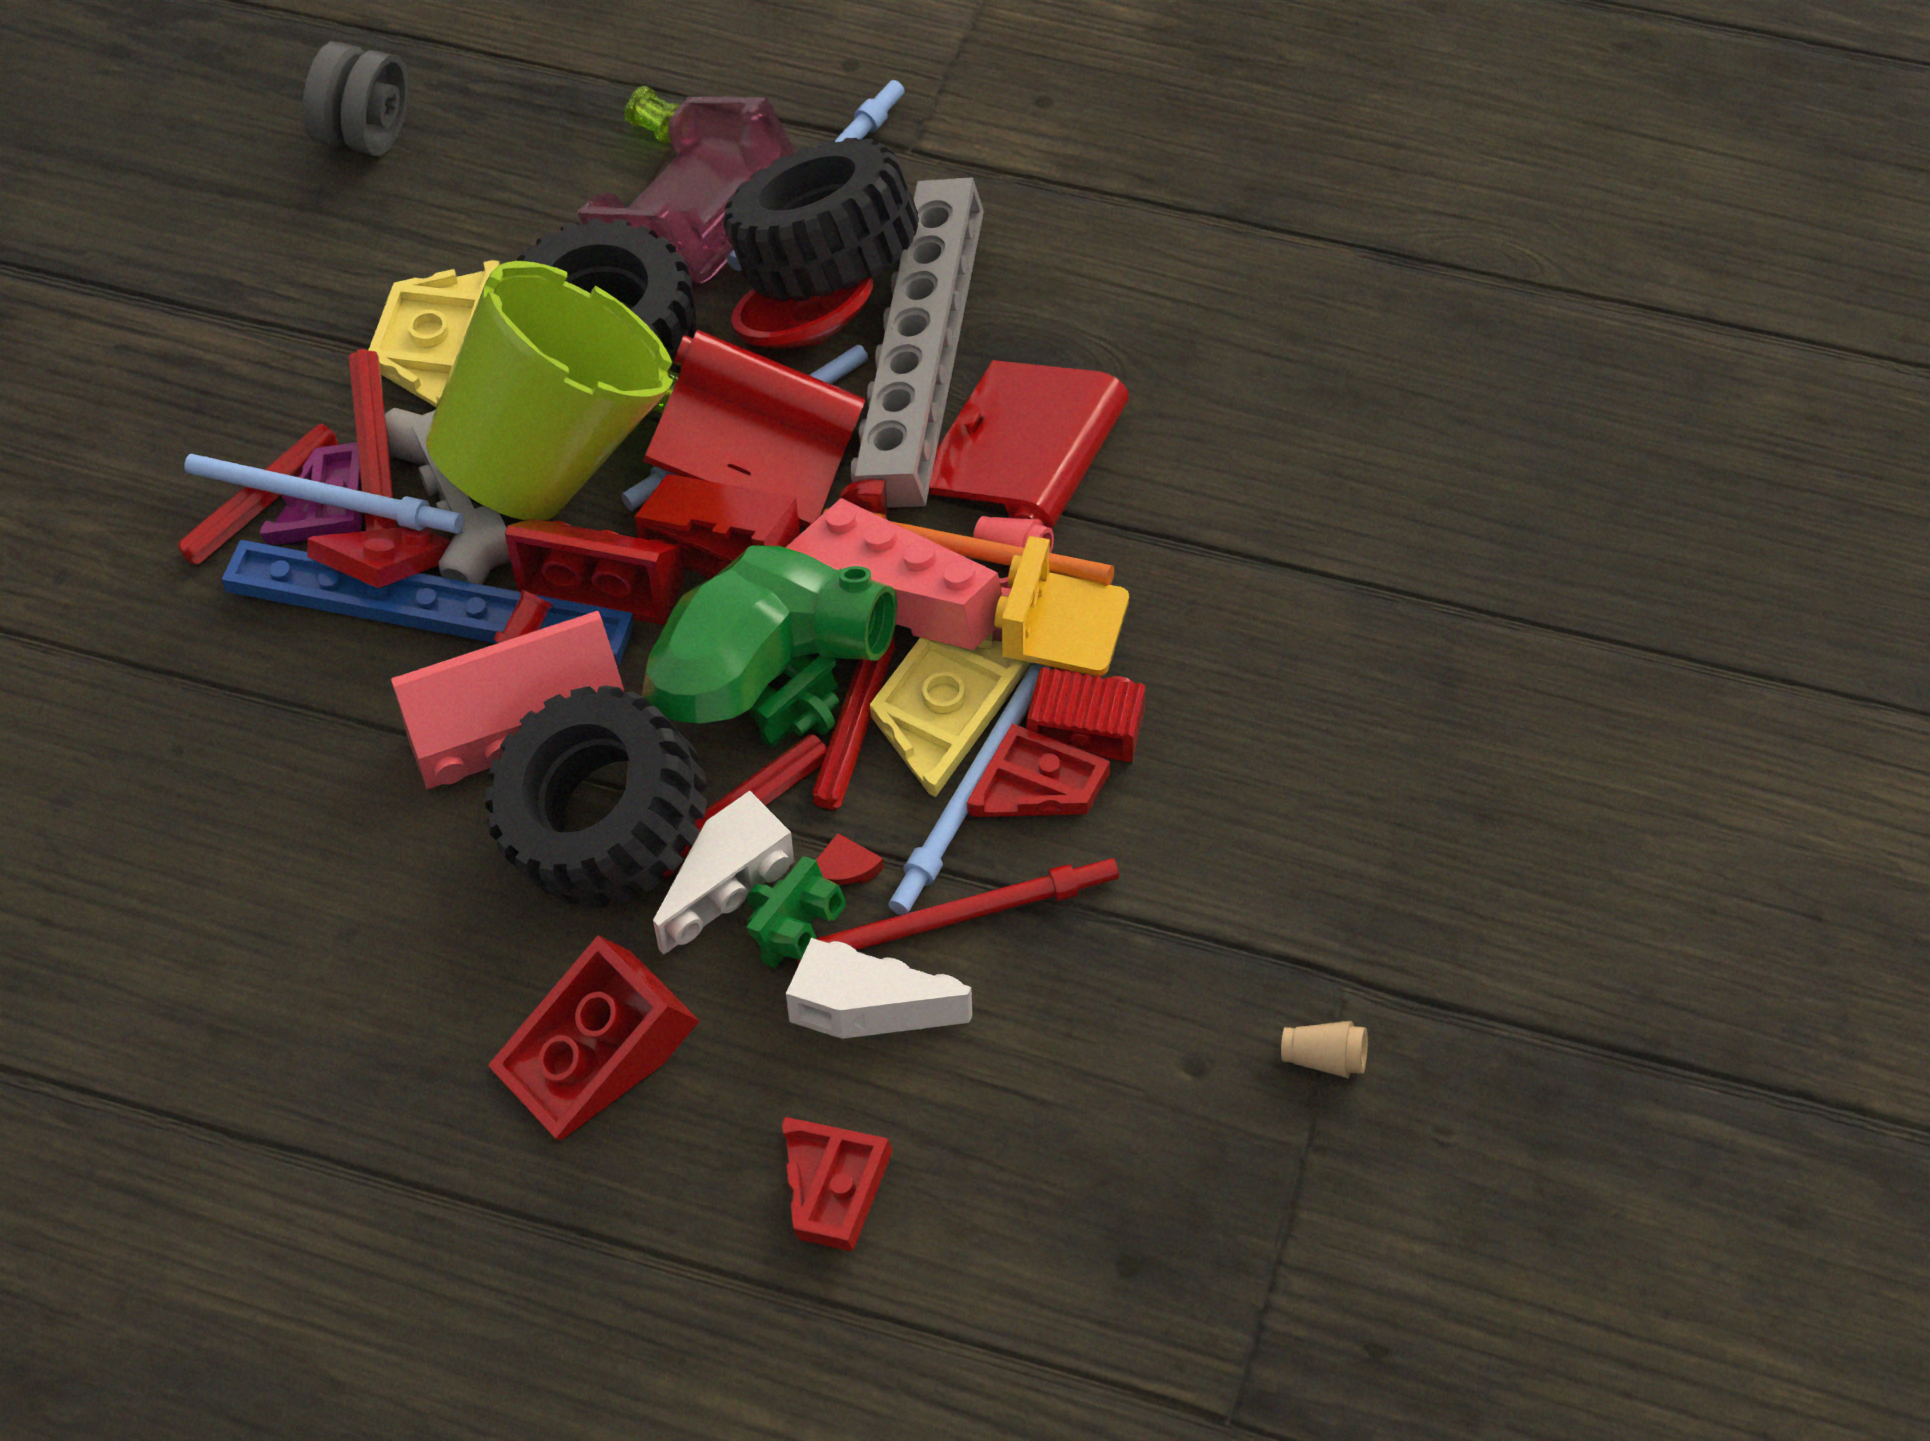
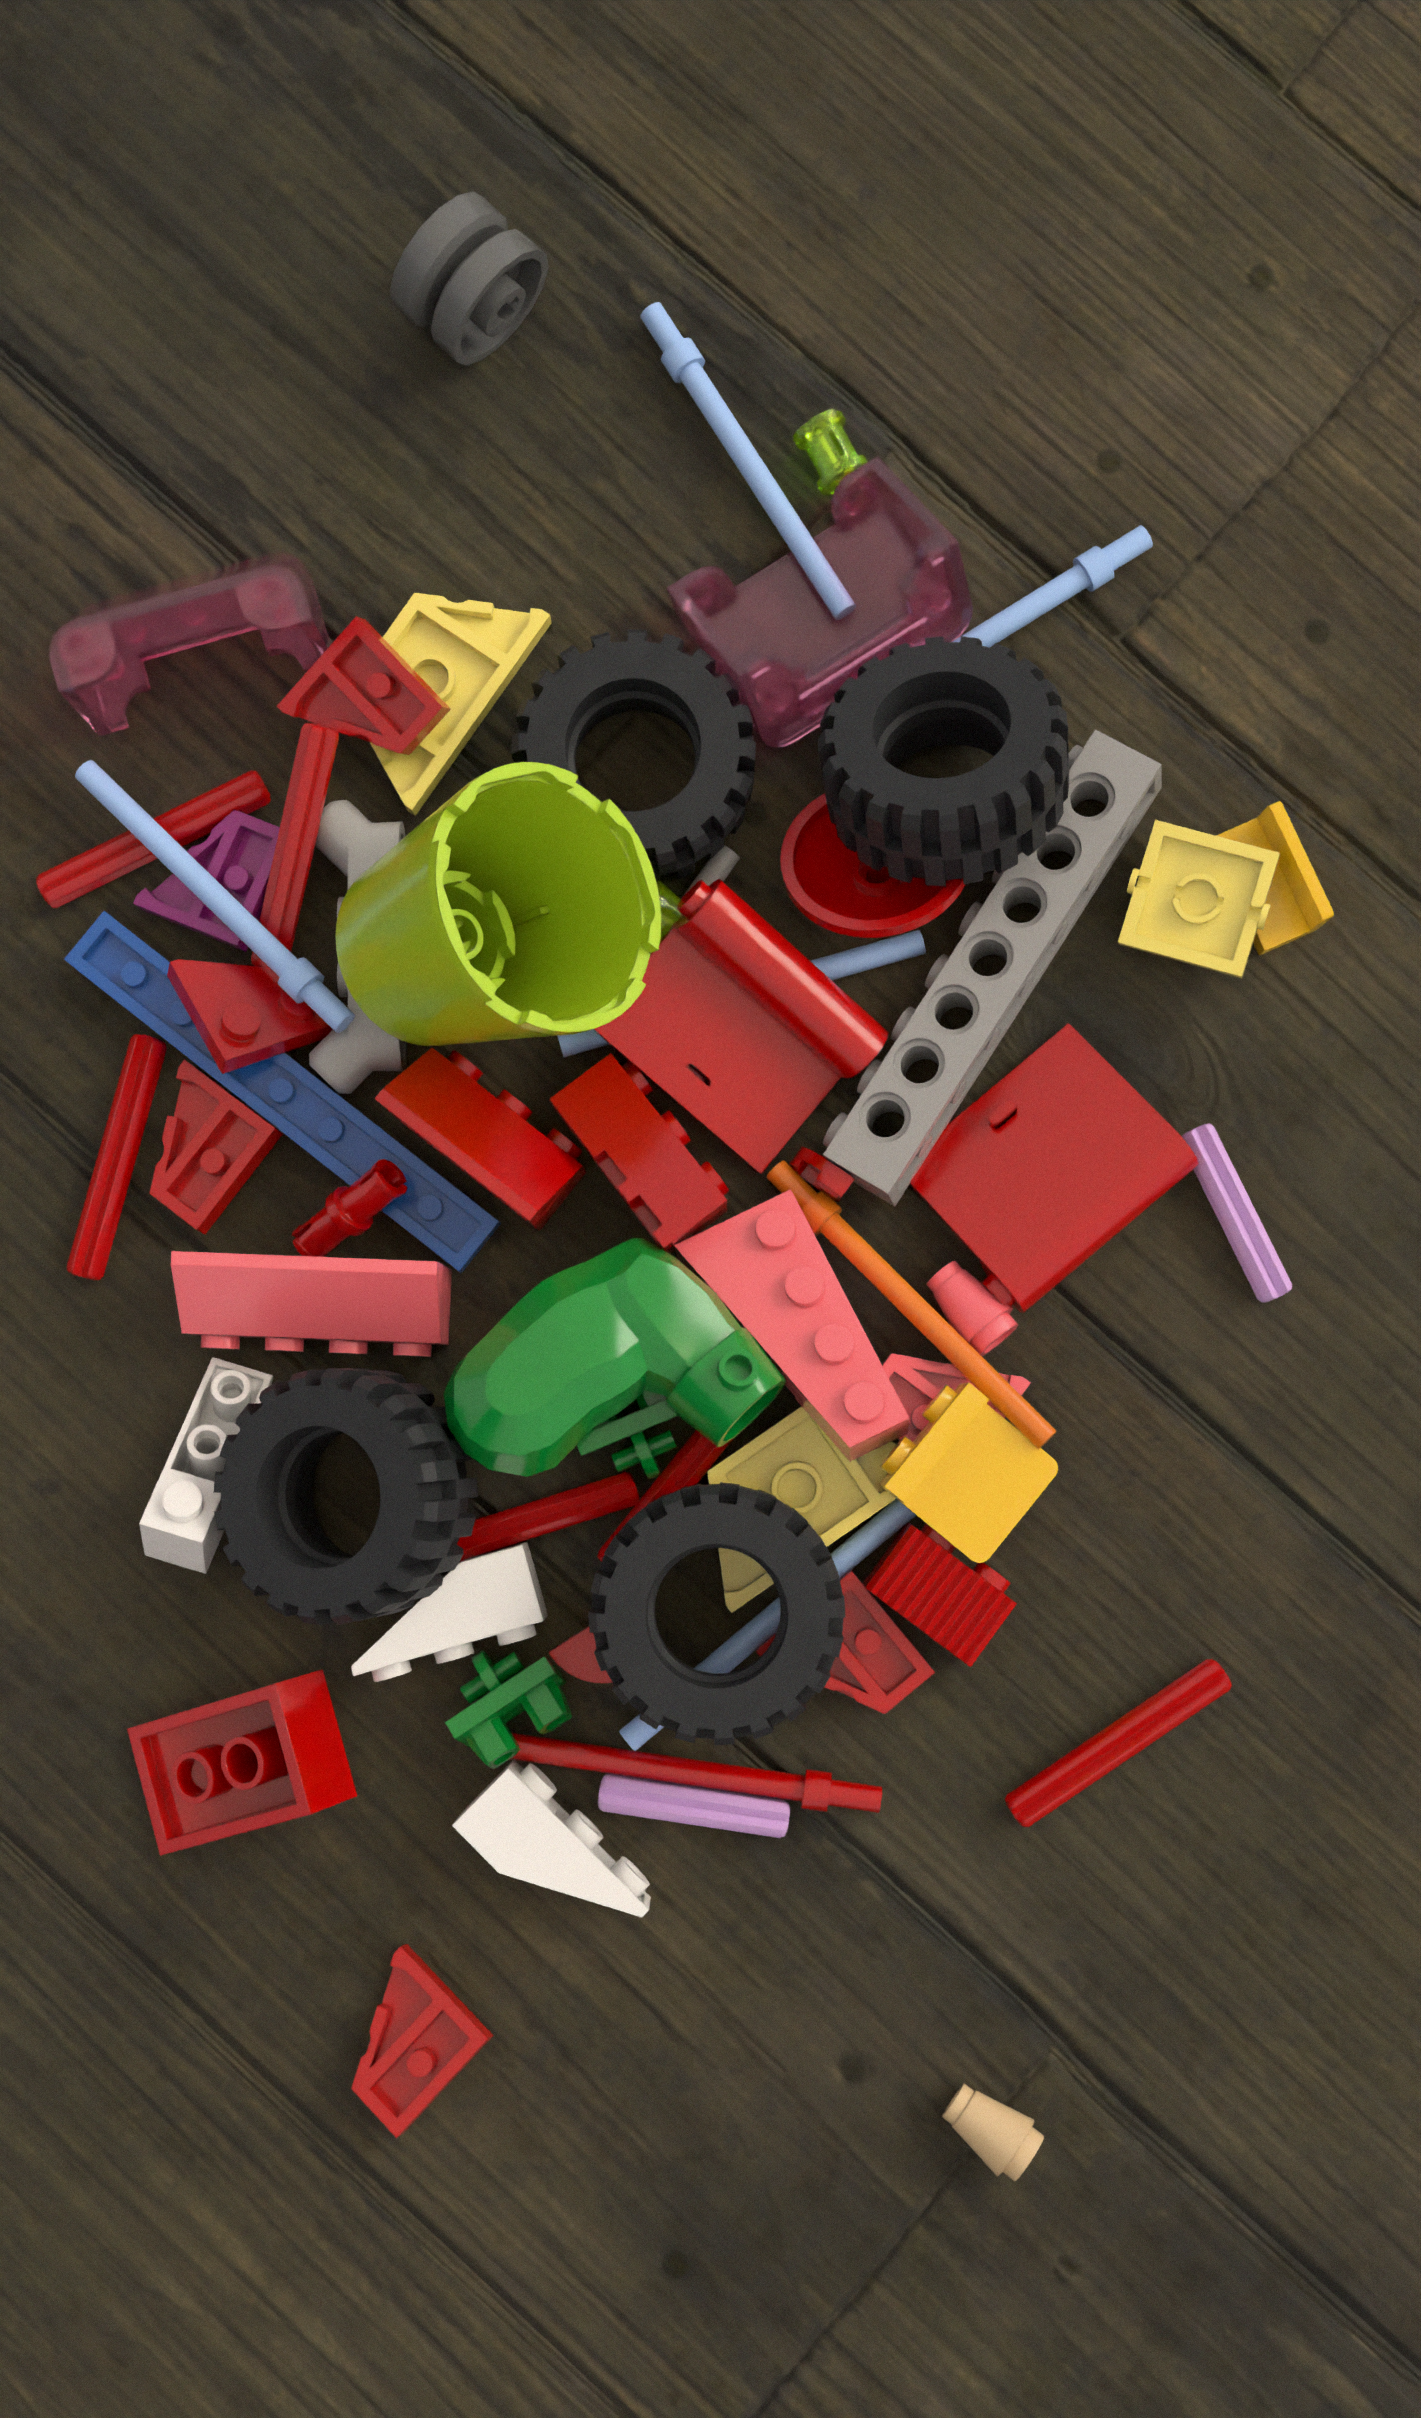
camera: 25 degrees right, 30 degrees up
(276, 314) = (104, 645): none -> clear pink windscreen
(314, 695) = (116, 1157): none -> red axle
(382, 649) = (208, 1150): none -> red wing
(398, 332) = (366, 692): none -> red wing
(471, 864) = (180, 1514): none -> white slope
(530, 109) = (685, 366): none -> light blue bar
(908, 701) = (721, 1703): none -> black tyre
(973, 931) = (694, 1805): none -> lavender axle
(1042, 251) = (1198, 898): none -> light yellow plate
(1089, 227) = (1295, 891): none -> yellow panel
(1178, 422) = (1237, 1215): none -> lavender axle
(1274, 763) = (1118, 1742): none -> red axle

